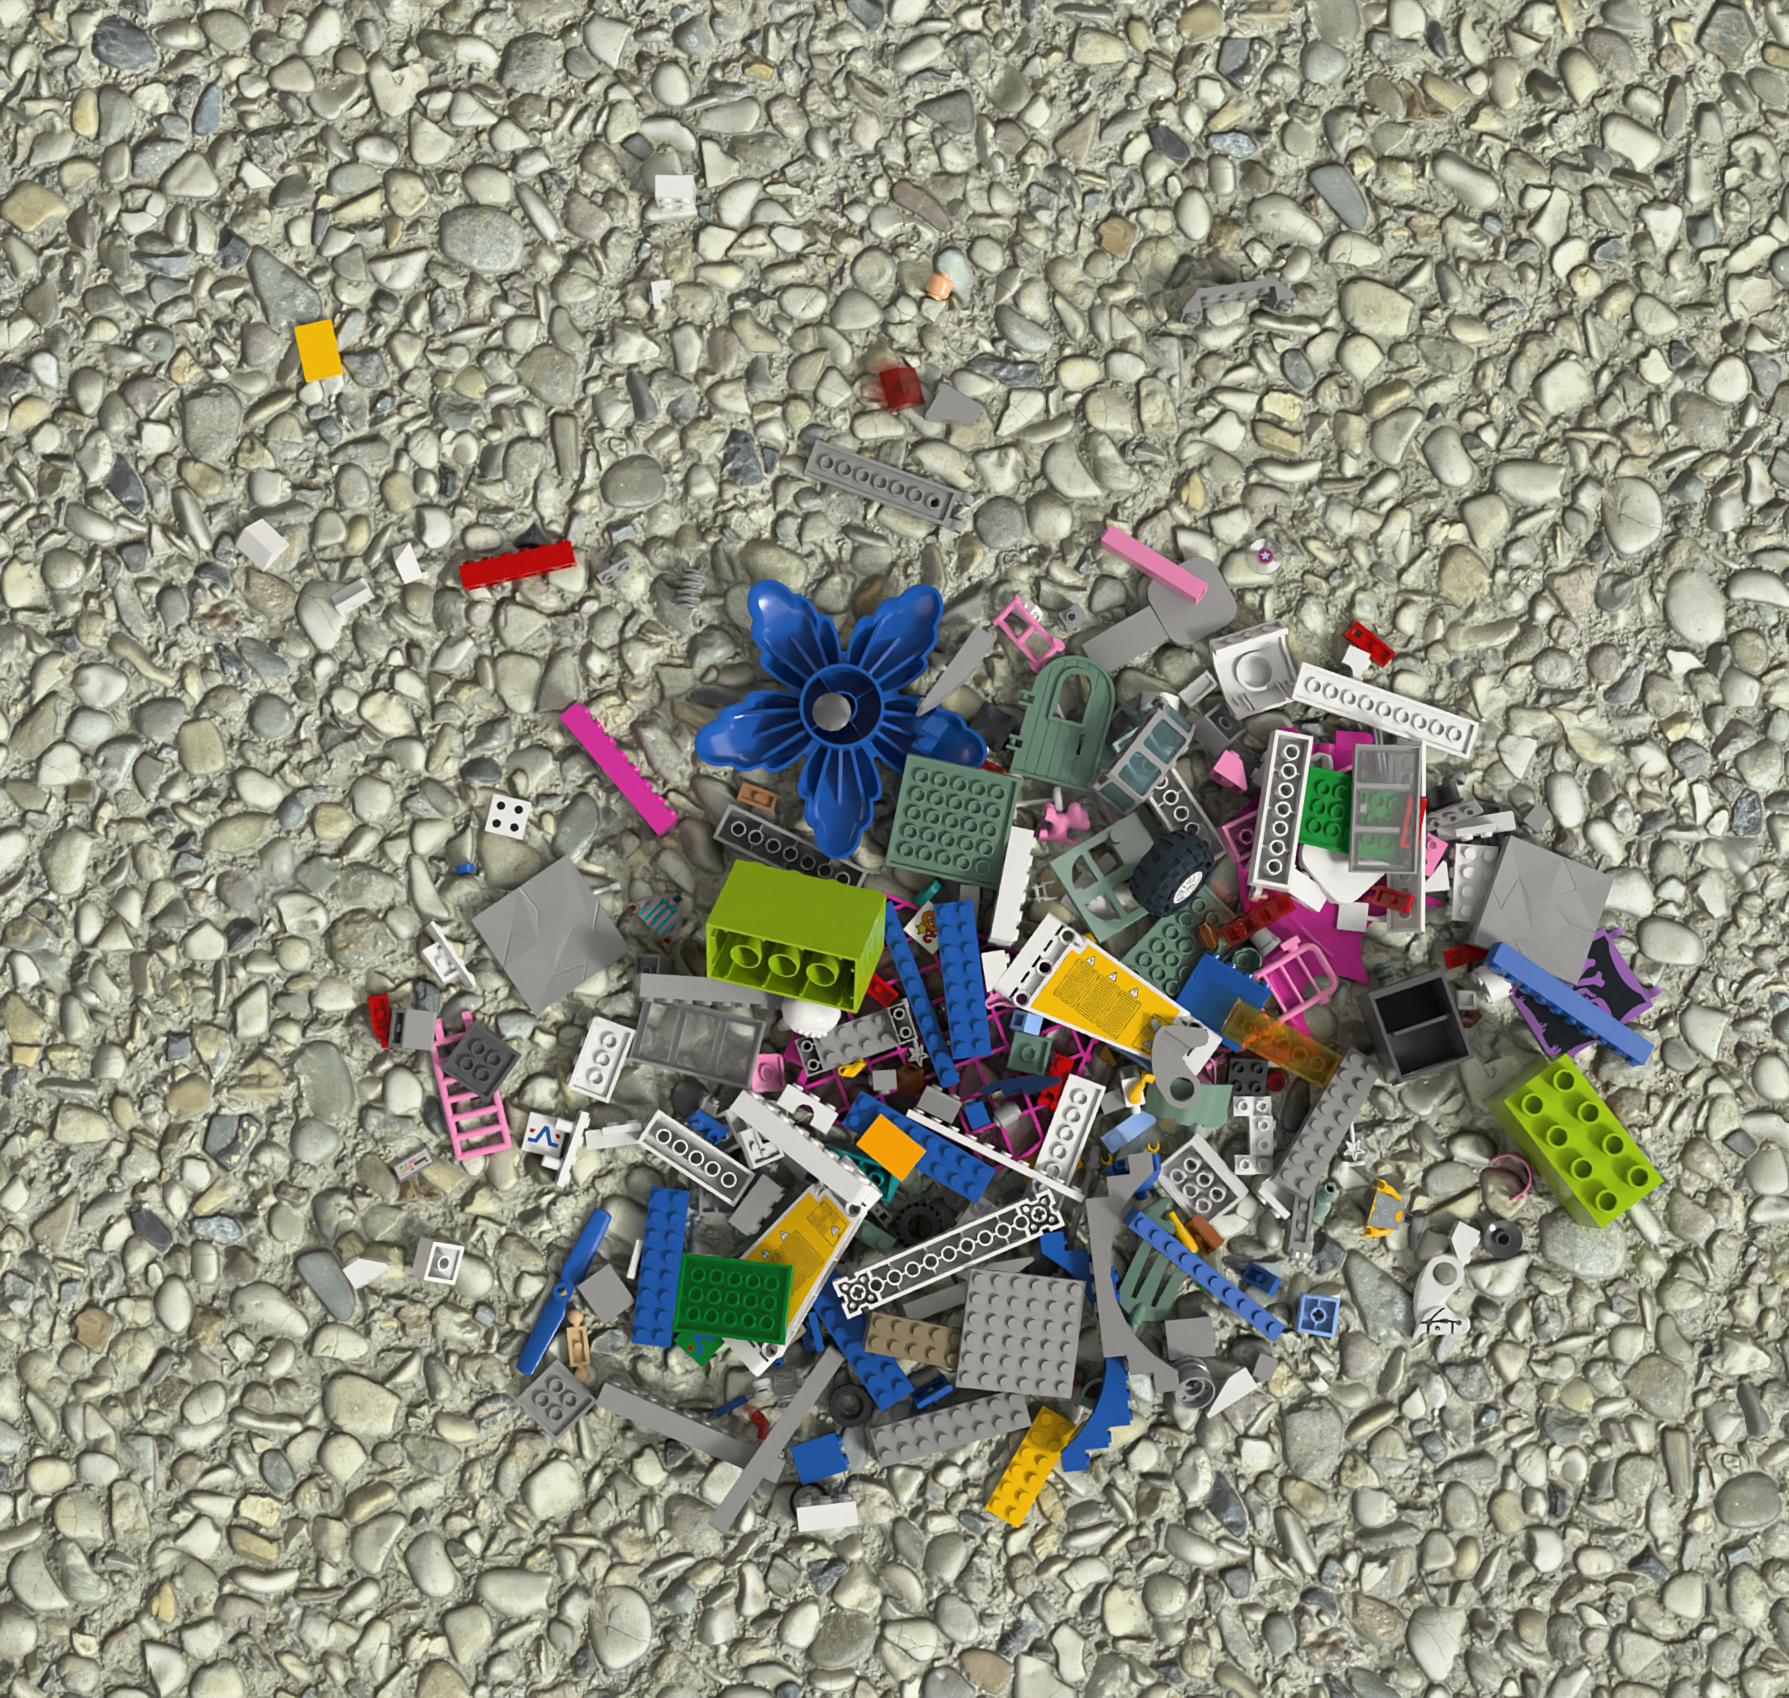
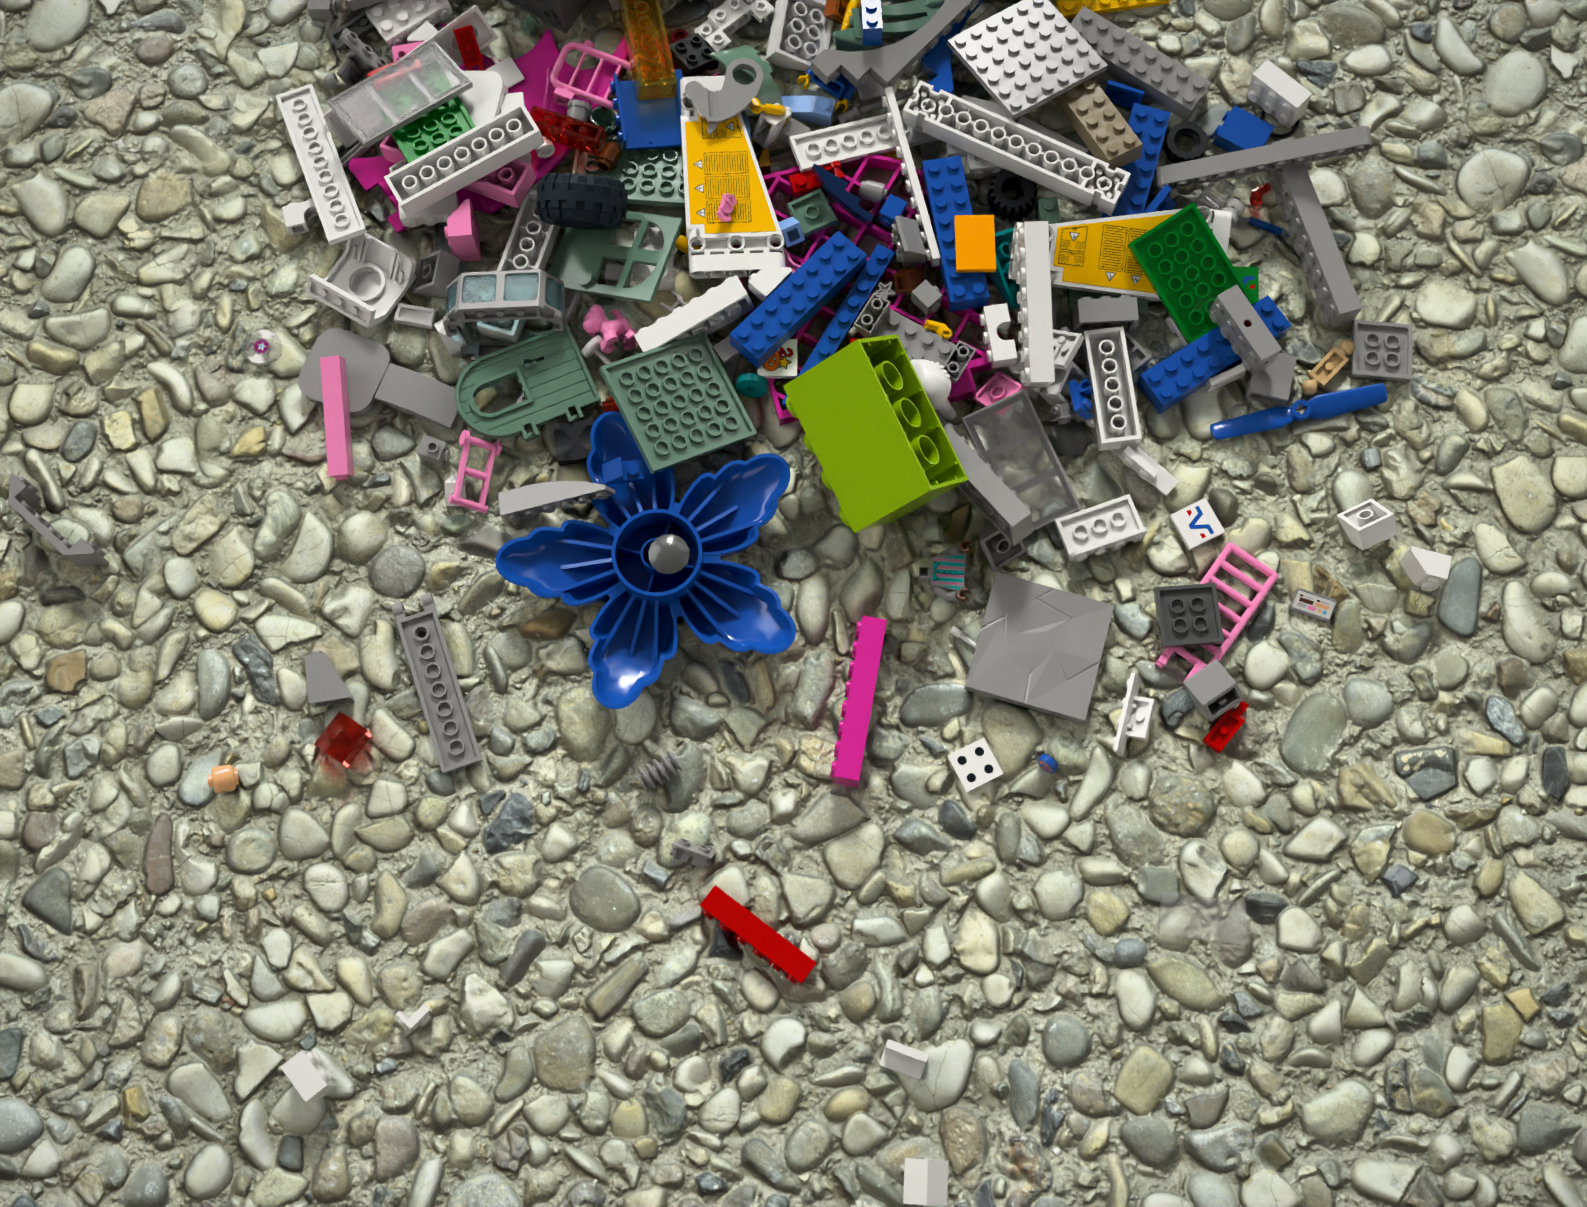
camera: 125 degrees left, 10 degrees down
(407, 563) = (834, 1037): white slope -> none
(569, 1157) = (1198, 489): white plate -> none
(637, 1292) = (1244, 330): none -> light grey brick
(757, 797) = (786, 577): medium nougat plate -> none
(782, 849) = (813, 517): light grey brick -> none
(1078, 981) = (726, 207): none -> bright pink piece
(1369, 643) = (274, 218): red plate -> none
(1478, 826) = (342, 19): white bracket -> none

